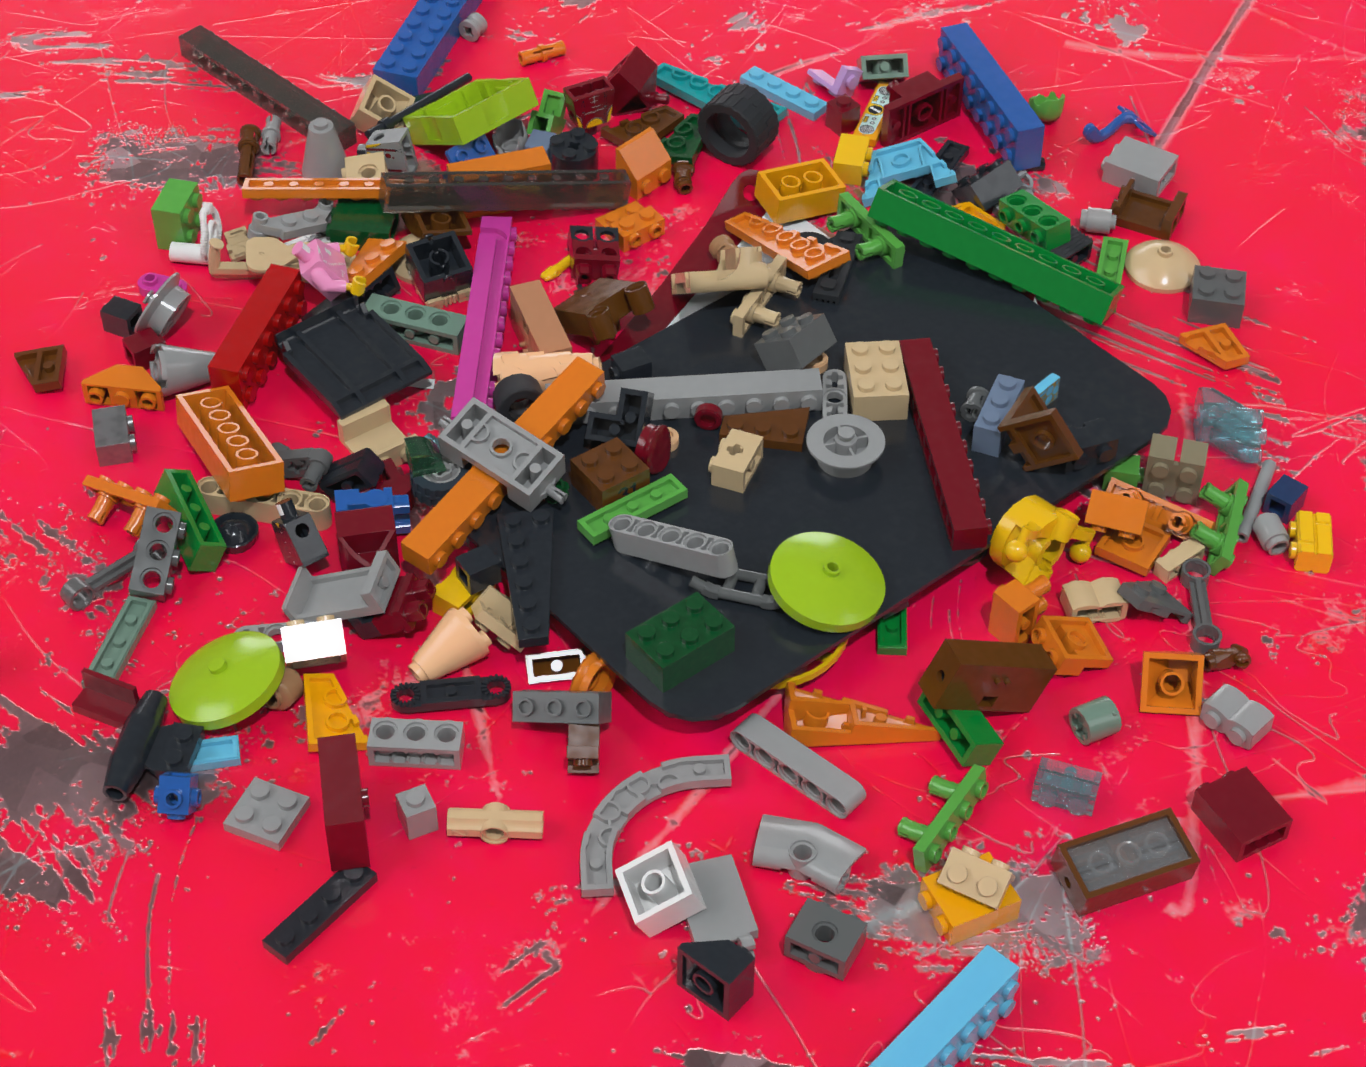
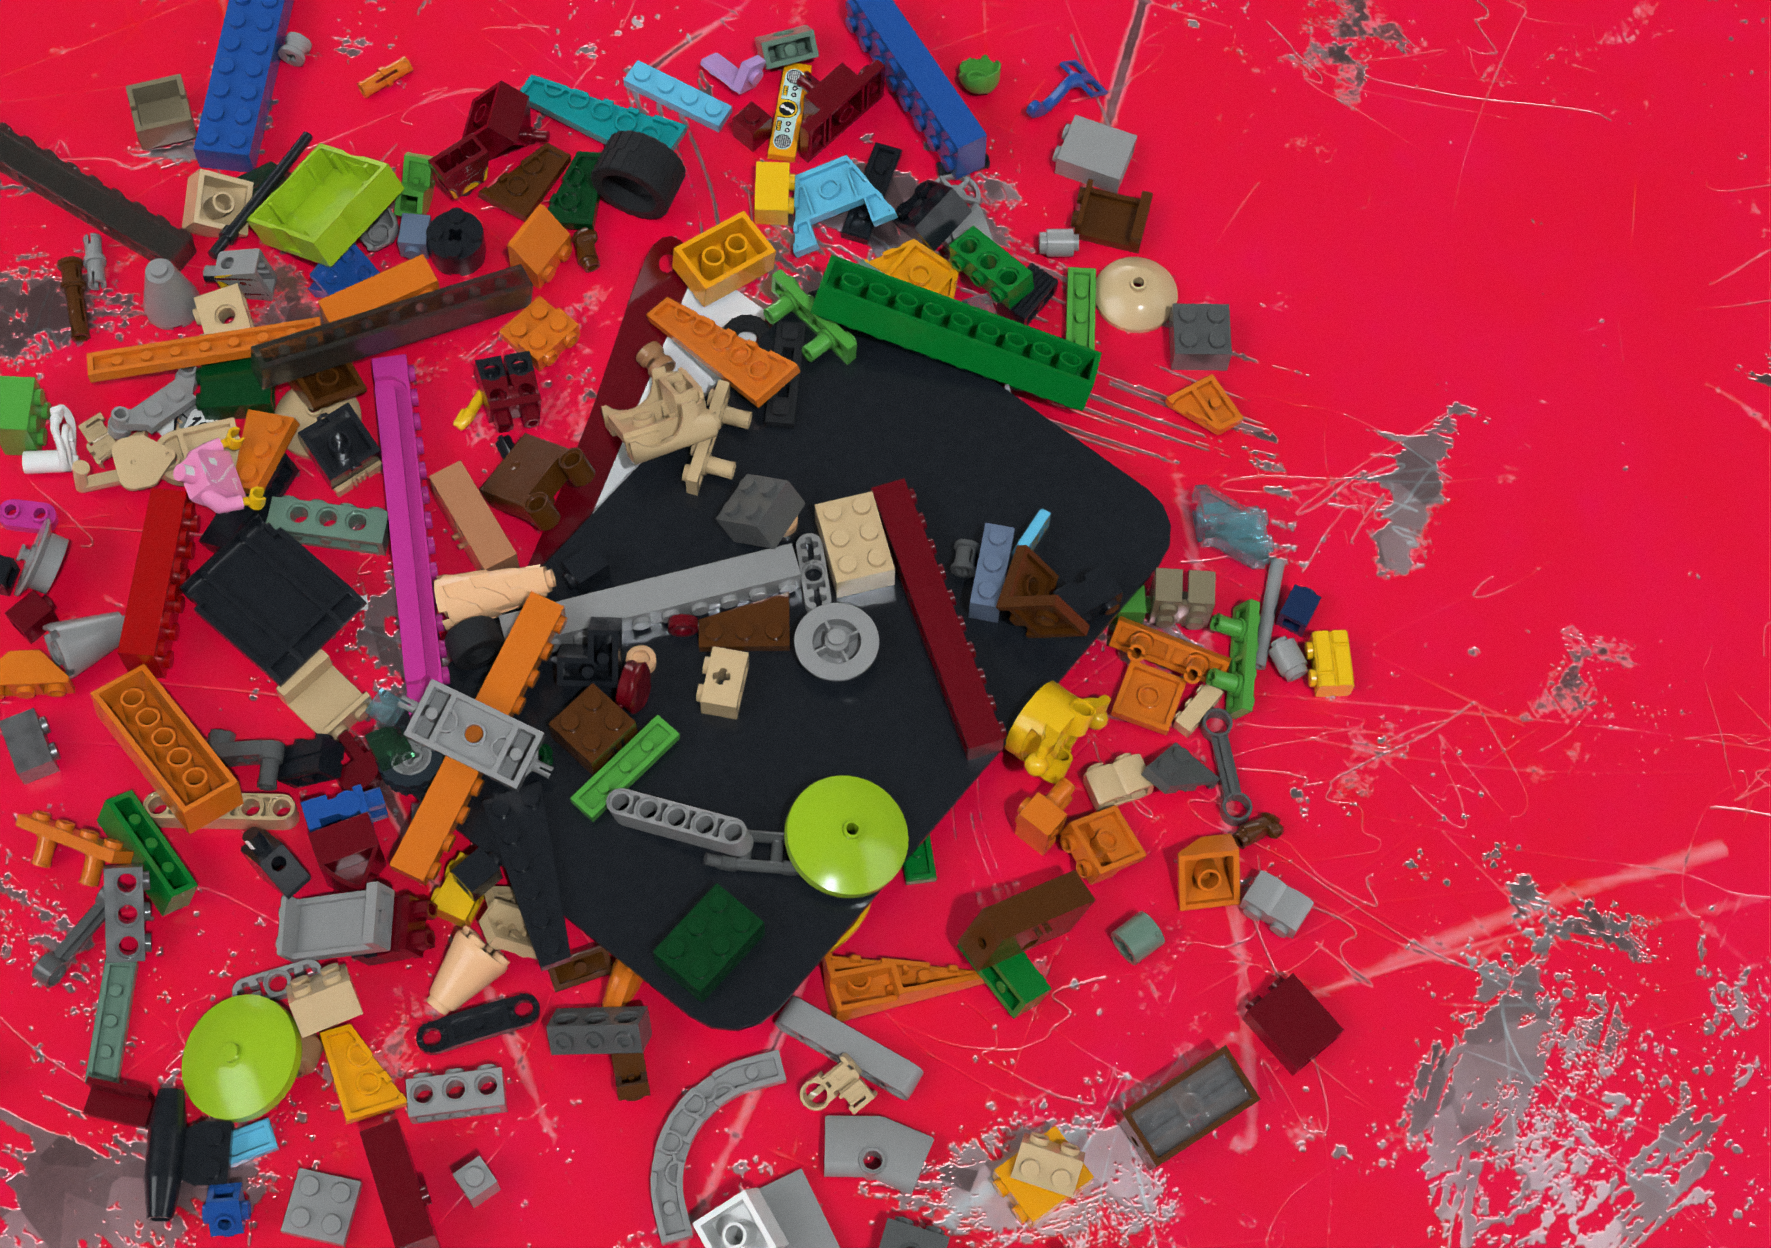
camera: 15 degrees left, 20 degrees up
(238, 531) = (199, 852): black hat -> none
(353, 47) = (161, 111): none -> dark tan piece
(495, 823) = (558, 1177): tan piece -> none
(787, 786) = (839, 1079): none -> tan piece
(944, 828) = (1007, 1098): bright green plate -> none
(1066, 786) = (1119, 1024): clear light blue brick -> none
(1116, 513) = (1130, 674): orange piece -> none

